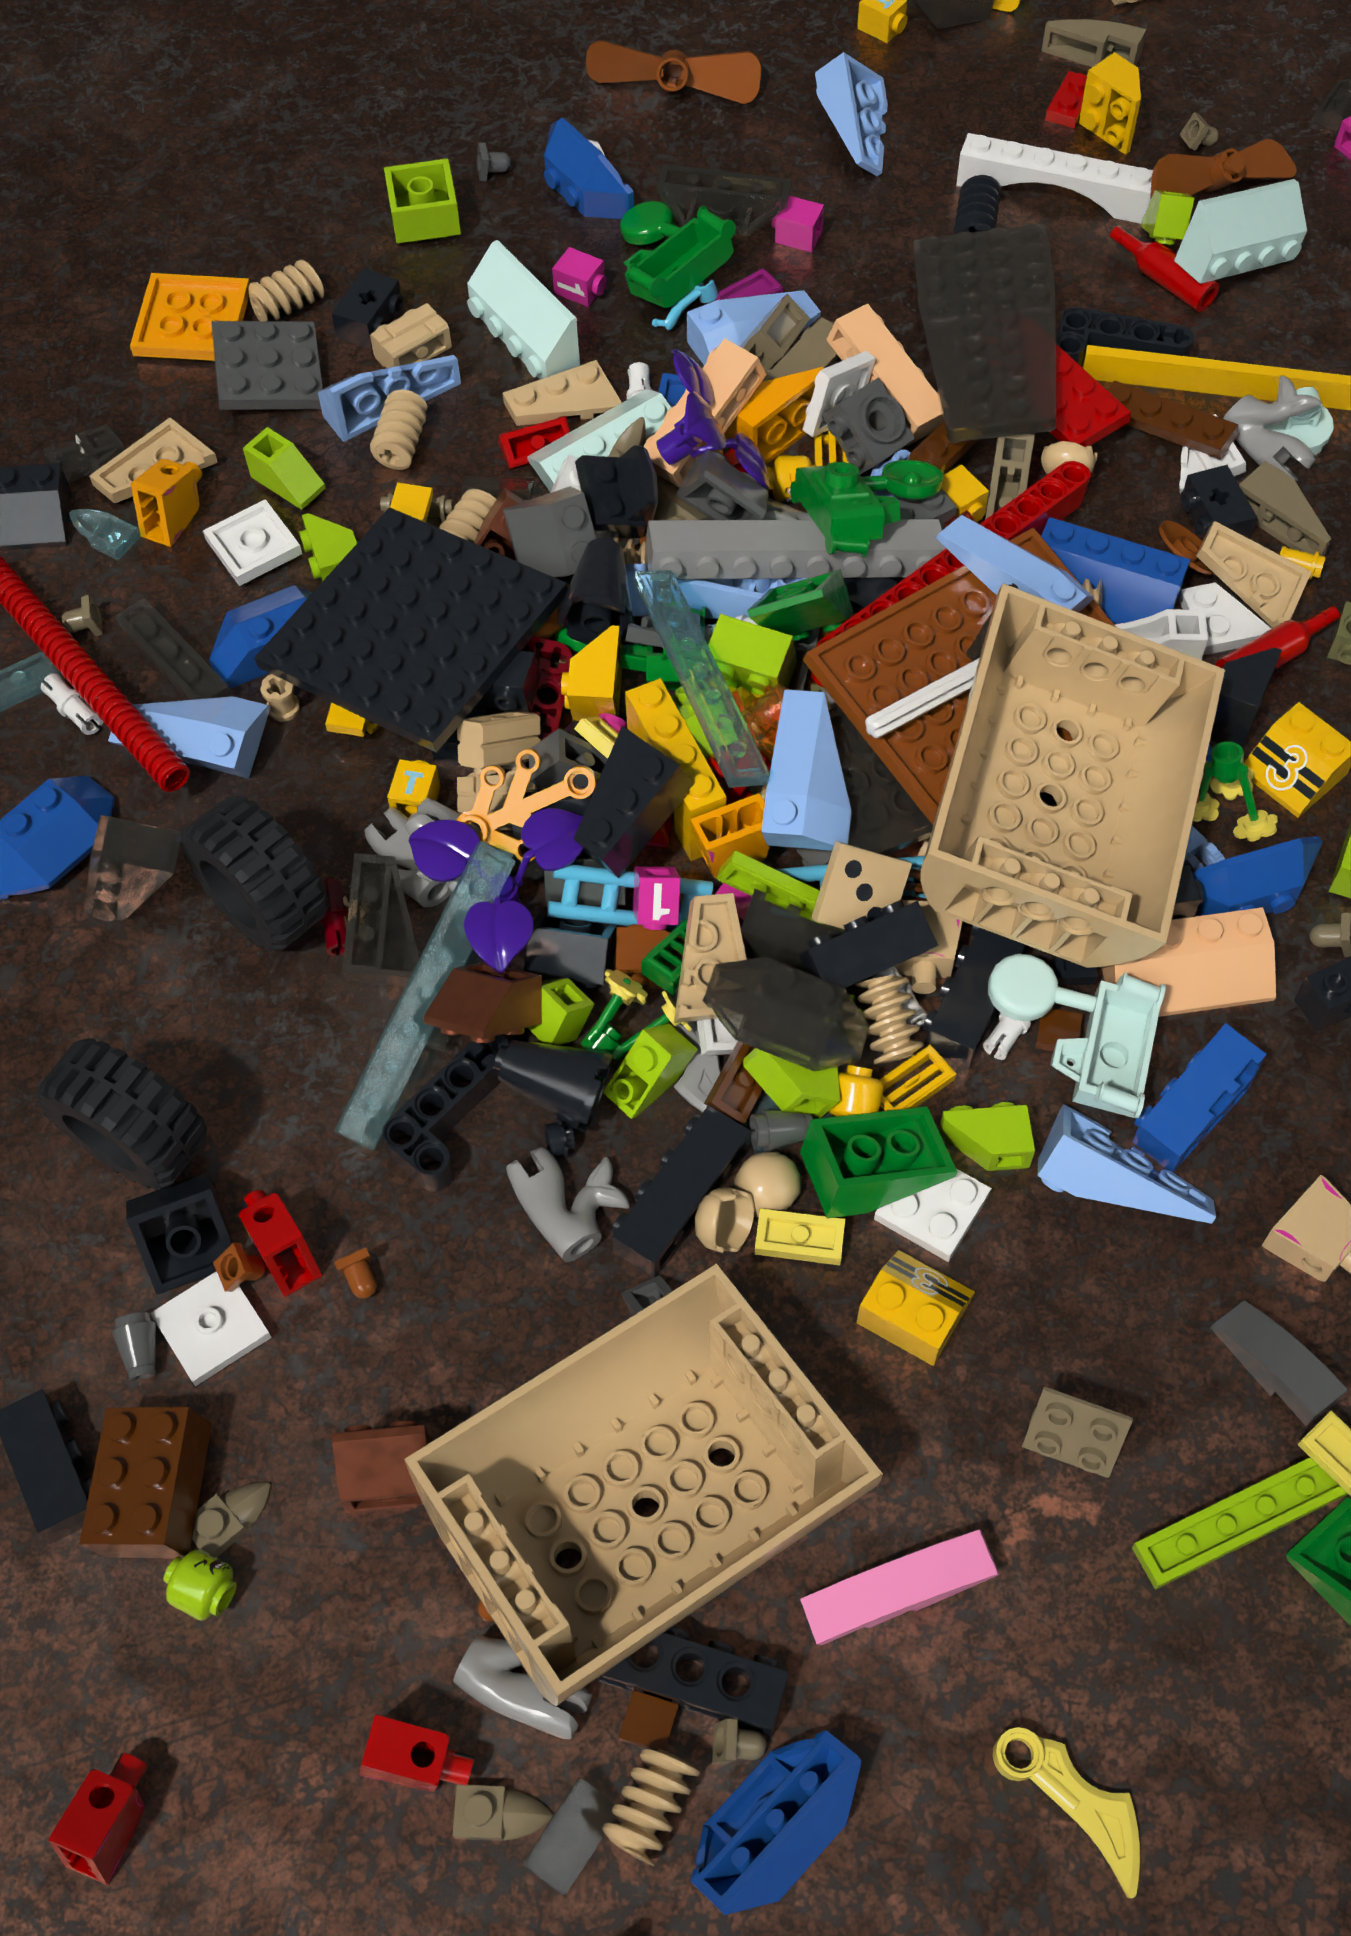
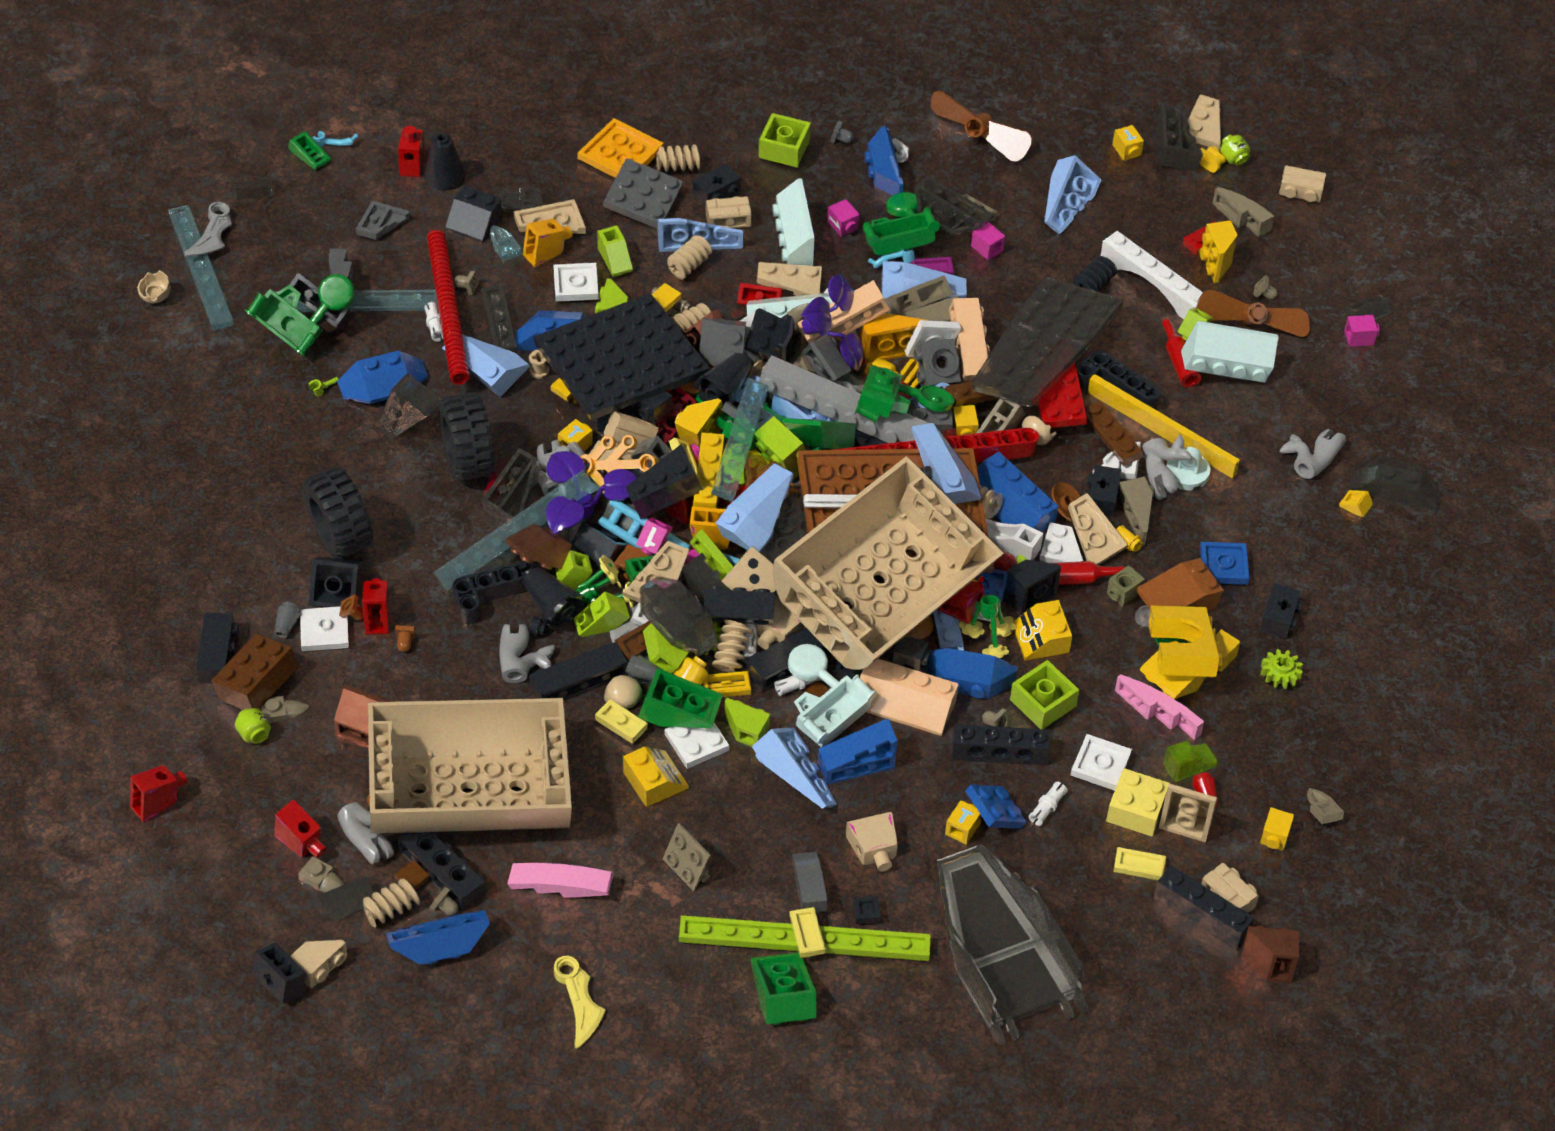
camera: 25 degrees right, 10 degrees down
(724, 1219) = (589, 695): tan hair -> none

